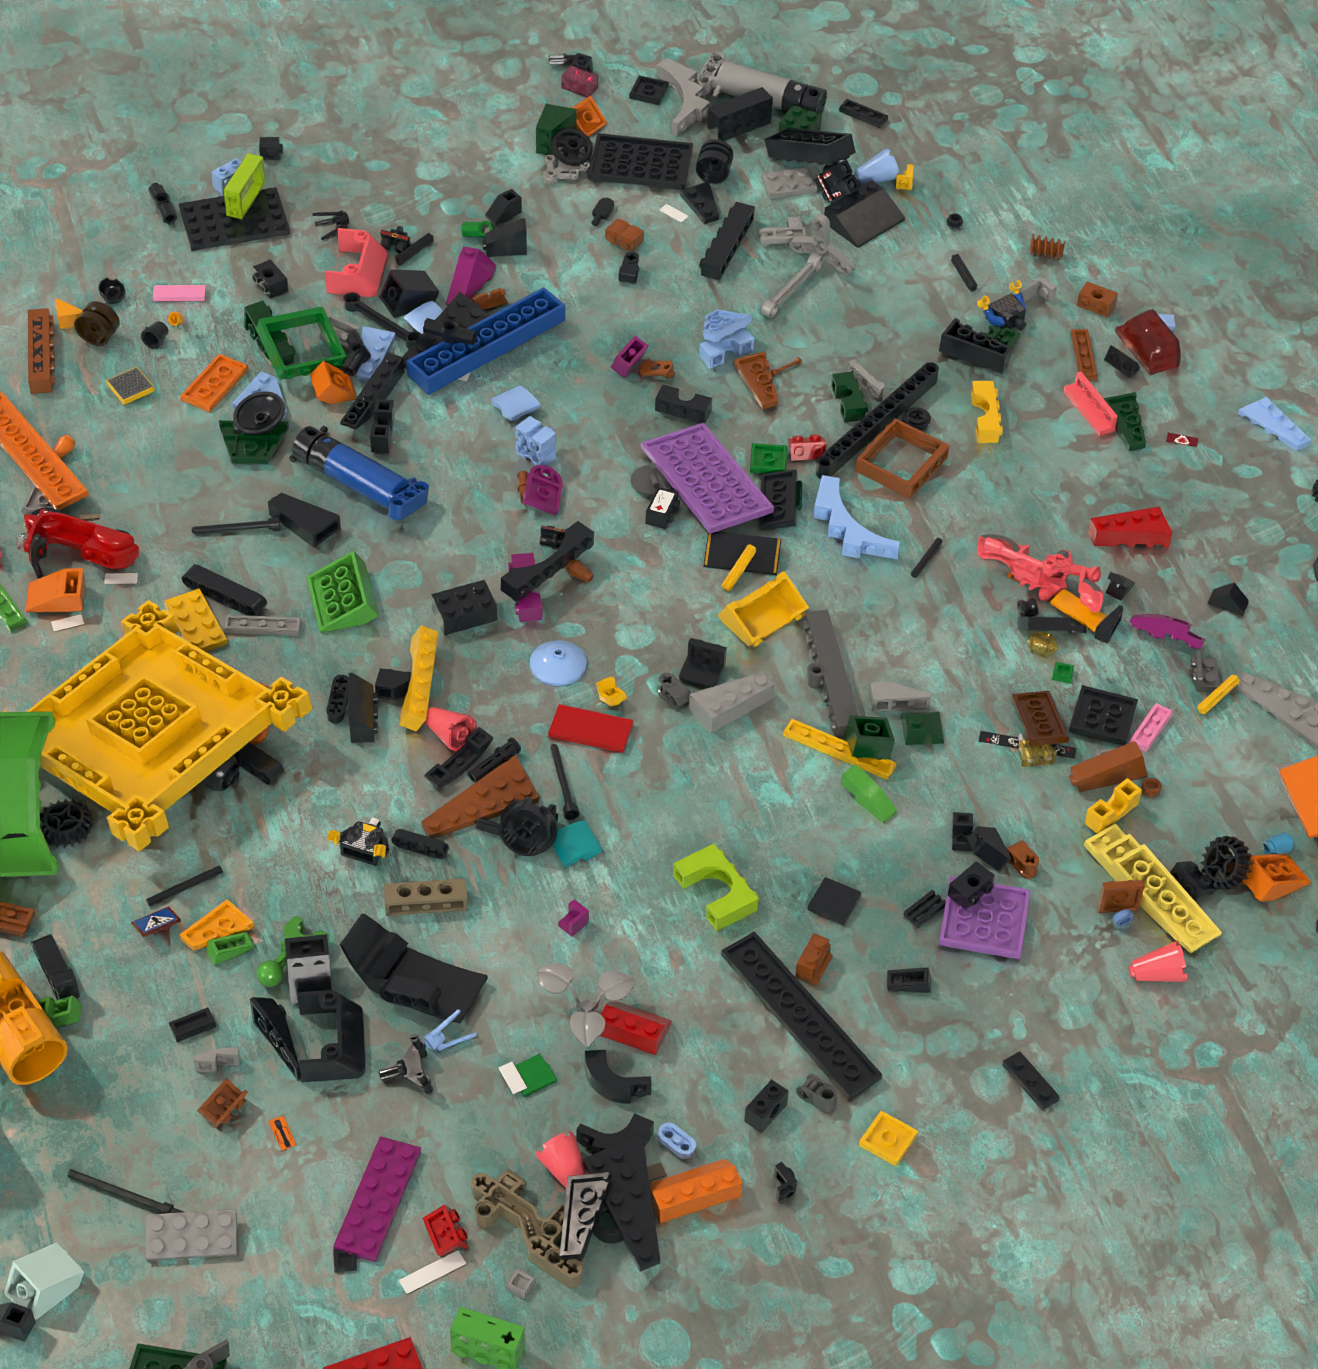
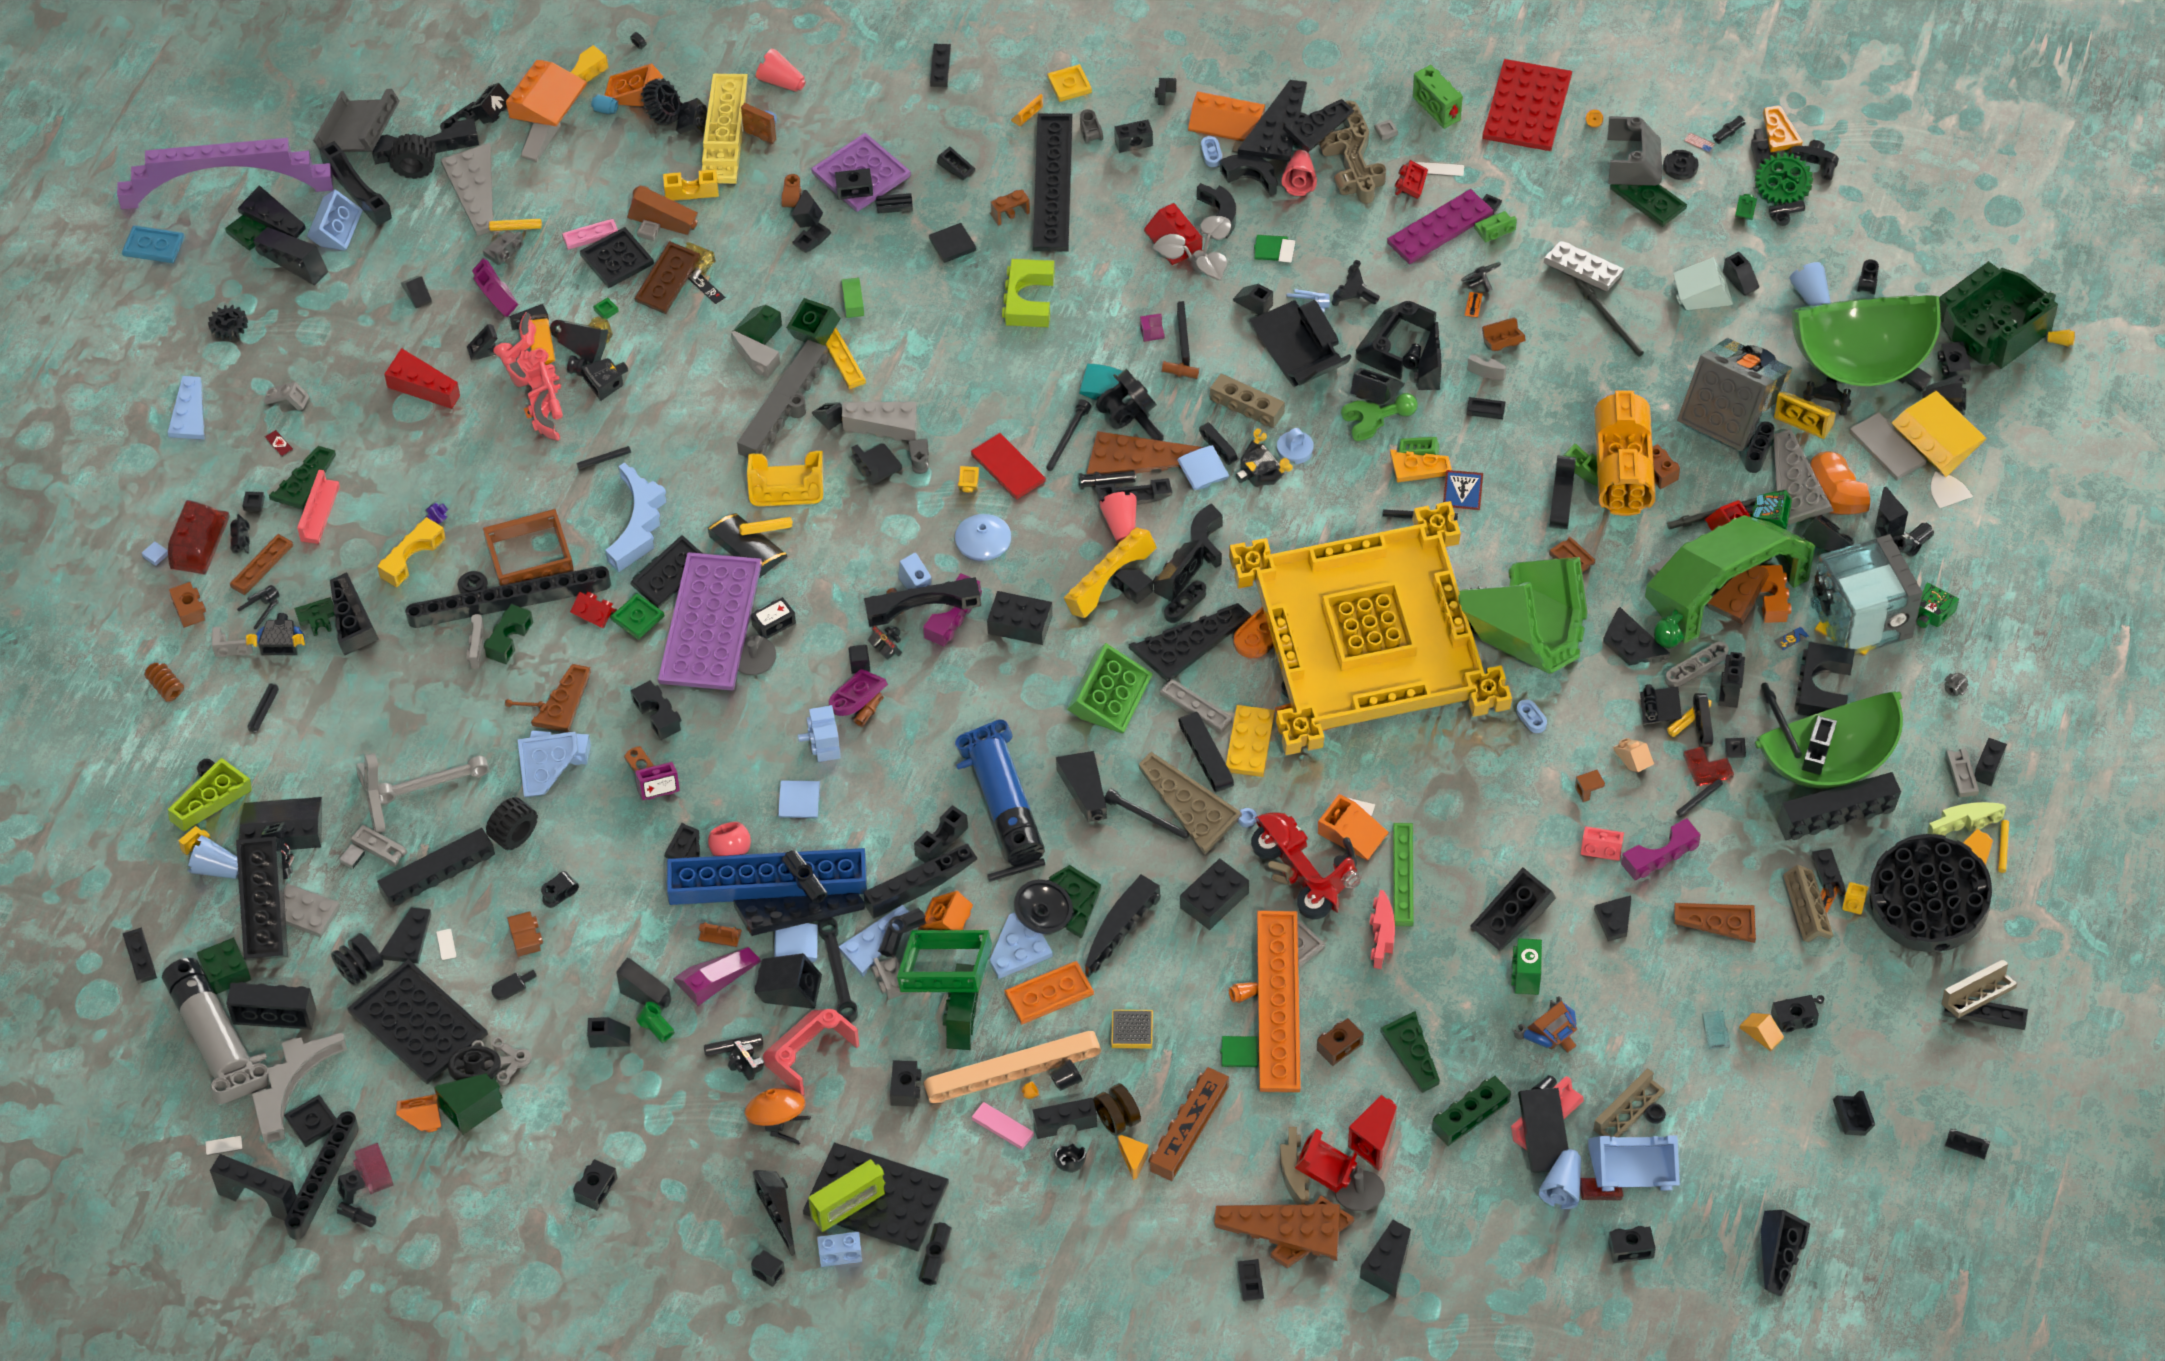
camera: 140 degrees left, 5 degrees up
(40, 415) = (1239, 1051): none -> green piece
(135, 494) = (1214, 894): none -> black brick
(144, 302) = (1051, 1118): none -> black arch
(154, 567) = (1248, 818): none -> light blue tile
(191, 547) = (1195, 807): none -> dark tan wing
(194, 447) = (1121, 919): none -> black slope
(199, 324) = (1011, 1067): none -> light nougat beam
(291, 1152) = (1481, 272): none -> black shield
(298, 175) = (772, 1193): none -> black wedge
(300, 1031) = (1412, 357): none -> black cone
(315, 655) = (1186, 643): none -> black wing
(317, 1231) = (1496, 226): none -> bright green bracket
(337, 212) = (774, 1107): none -> orange dish
(348, 884) = (1295, 446): none -> light blue tile
(368, 751) = (1204, 524): none -> black arch
(414, 811) = (1203, 467): none -> light blue slope
(428, 136) = (594, 1195): none -> black brick
(499, 998) = (1255, 298): none -> black slope
(513, 894) = (1180, 369): none -> dark orange pin
(534, 342) = (729, 839): none -> coral wheel
(537, 927) = (1183, 333): none -> black tile
(564, 514) = (859, 658): none -> black piece
(567, 336) = (684, 843): none -> black wing
(577, 589) = (913, 572): none -> light blue torso
(608, 65) = (321, 1183): none -> black beam
(618, 23) = (233, 1176): none -> black arch
(689, 58) = (223, 1145): none -> white sticker
(700, 275) = (511, 823): none -> black tyre
(784, 683) = (829, 415): none -> black slope
(898, 1081) = (1028, 111): none -> light orange slope
(928, 205) = (209, 794): none -> lime wedge
(996, 611) = (604, 377): none -> black torso
(999, 444) = (436, 512): none -> dark purple gear
(1050, 334) = (268, 595): none -> black plant
(1142, 386) = (253, 501): none -> black plate
(1211, 464) = (289, 391): none -> light grey bracket

